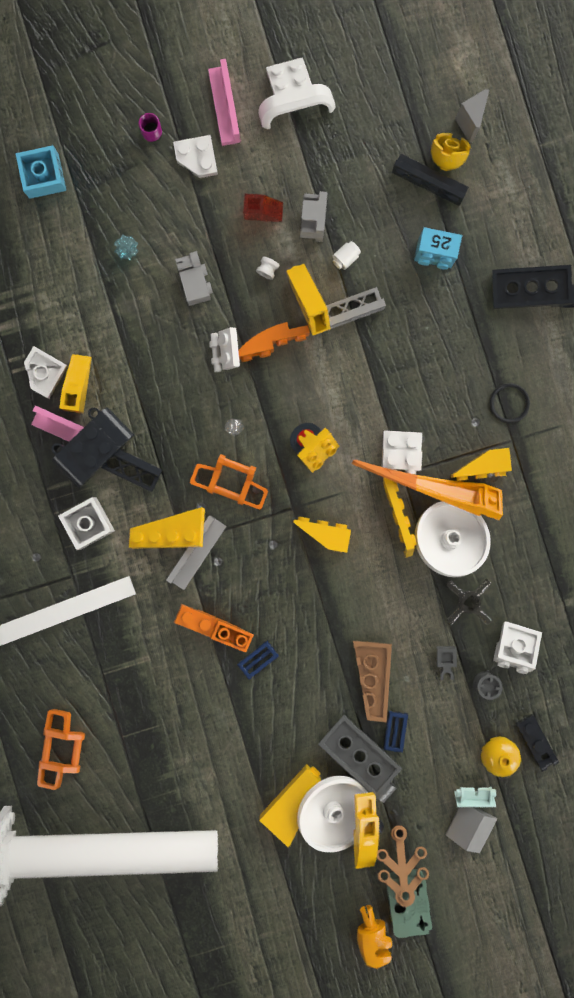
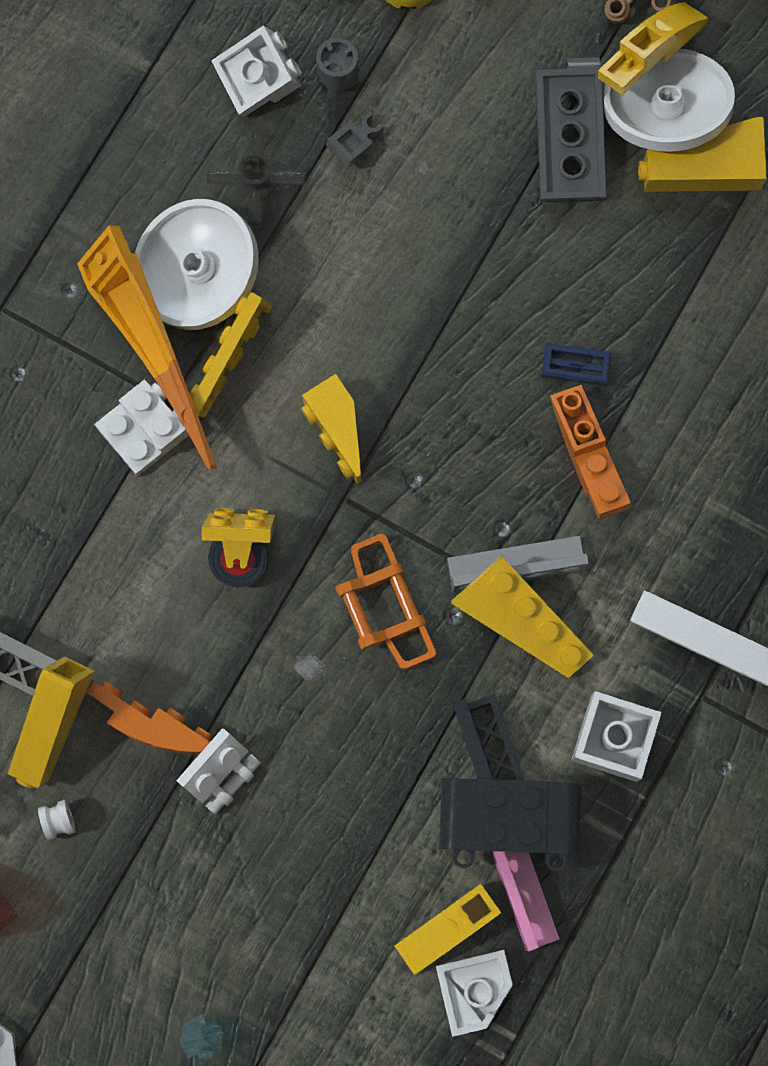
camera: 135 degrees left, 10 degrees down
(193, 279) = (161, 904): light grey hinge -> none
(374, 672) = (453, 209): medium nougat wing -> none
(397, 715) = (478, 138): dark blue tile -> none
(491, 461) = (58, 310): yellow slope -> none

